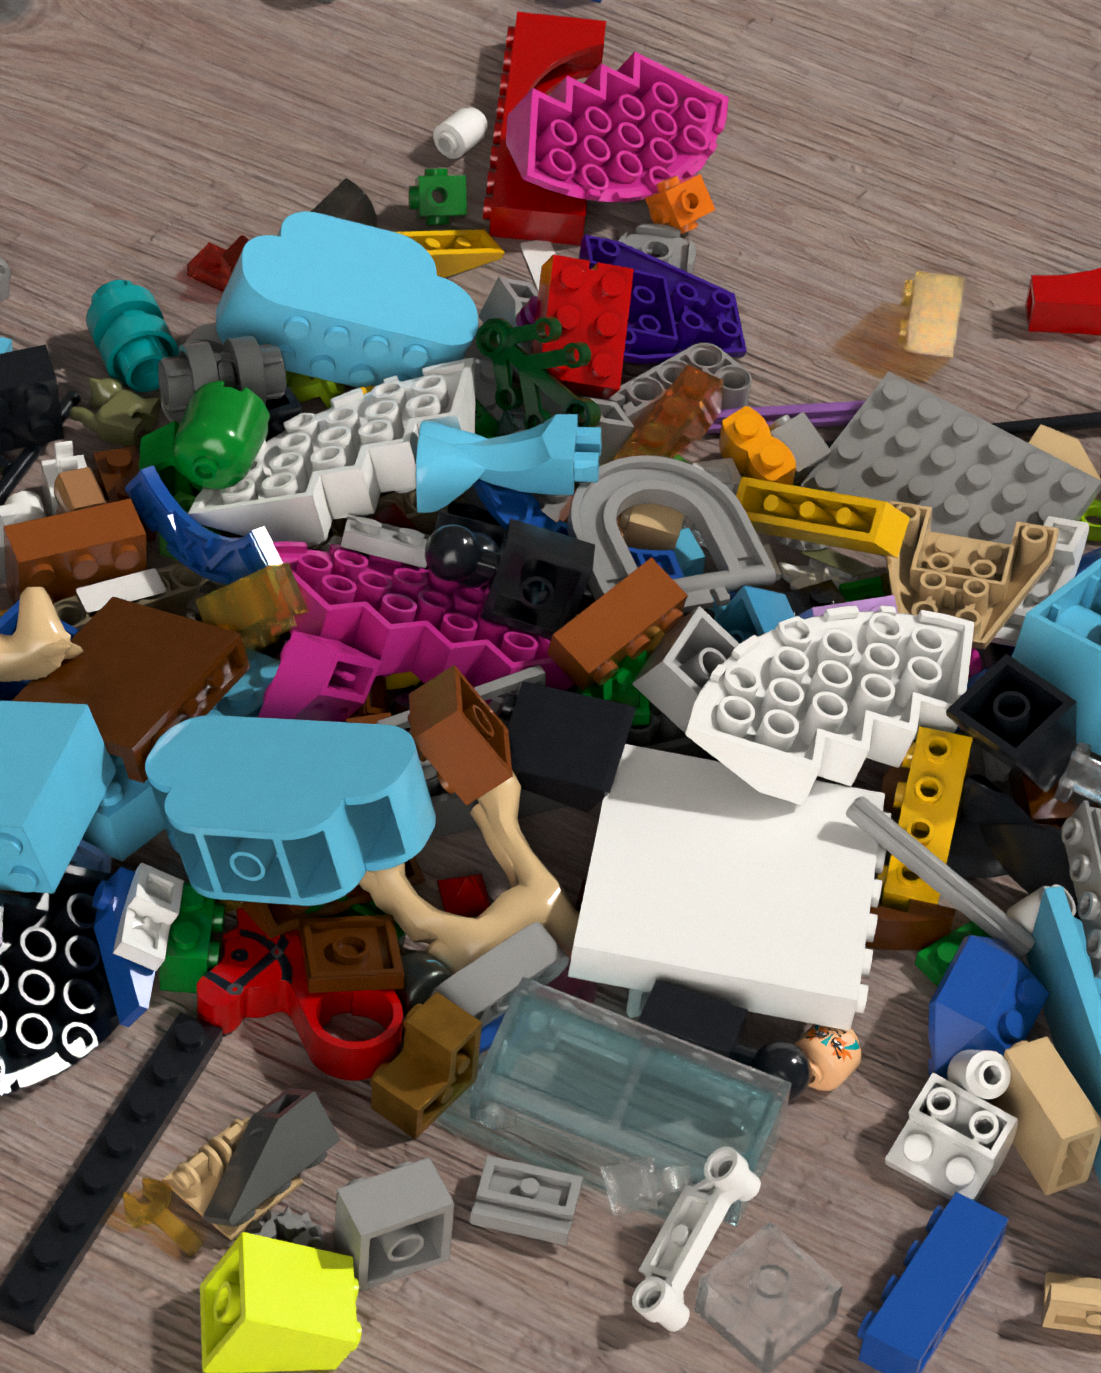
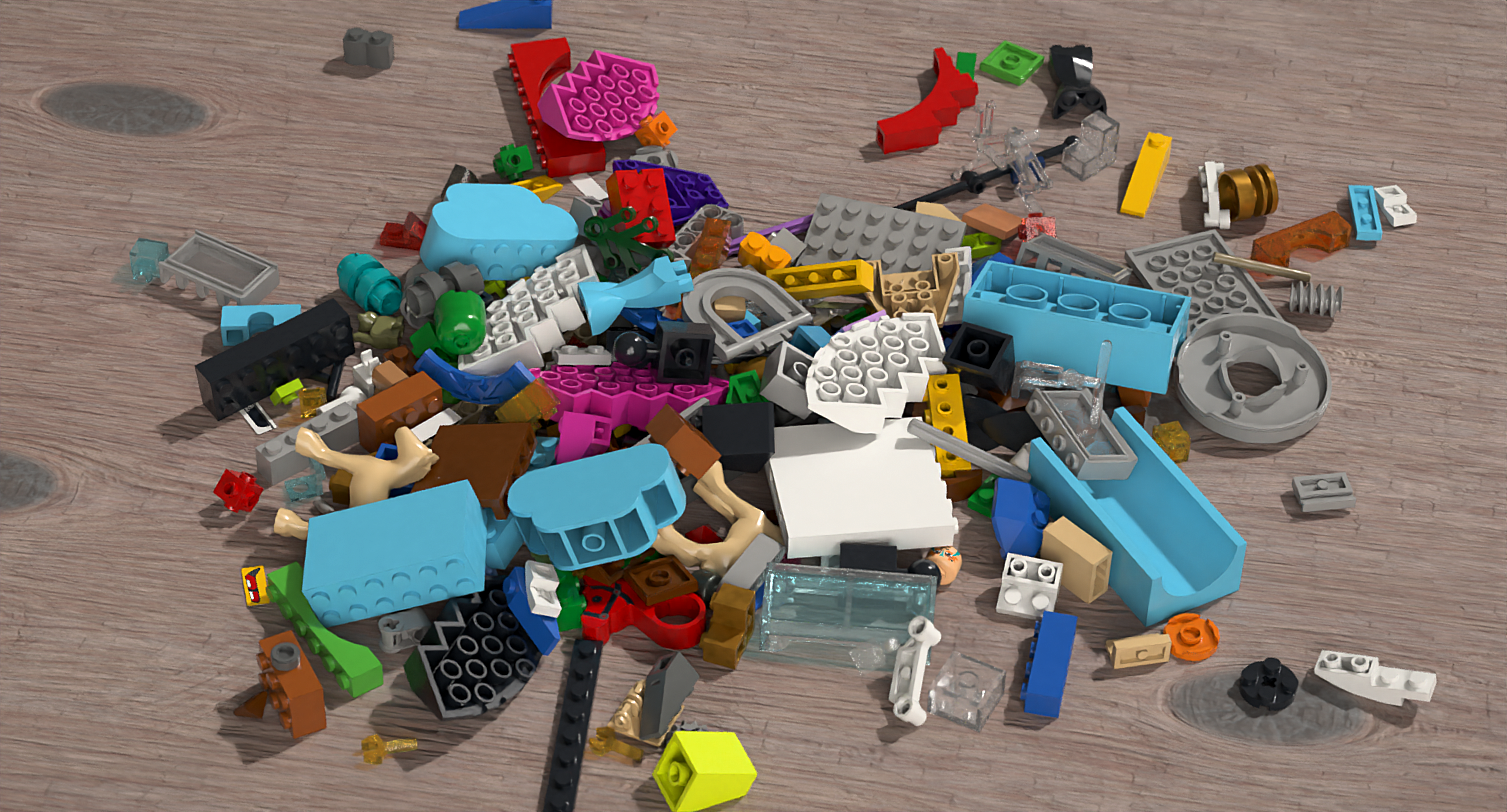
camera: 15 degrees left, 5 degrees down
(394, 1223) = (750, 707): light grey brick -> none
(460, 132) = (506, 123): white brick -> none
(526, 1200) = (812, 681): light grey plate -> none
(618, 625) = (739, 364): dark orange brick -> none
(931, 313) = (830, 156): clear yellow brick -> none
(980, 1073) = (1033, 545): white brick -> none

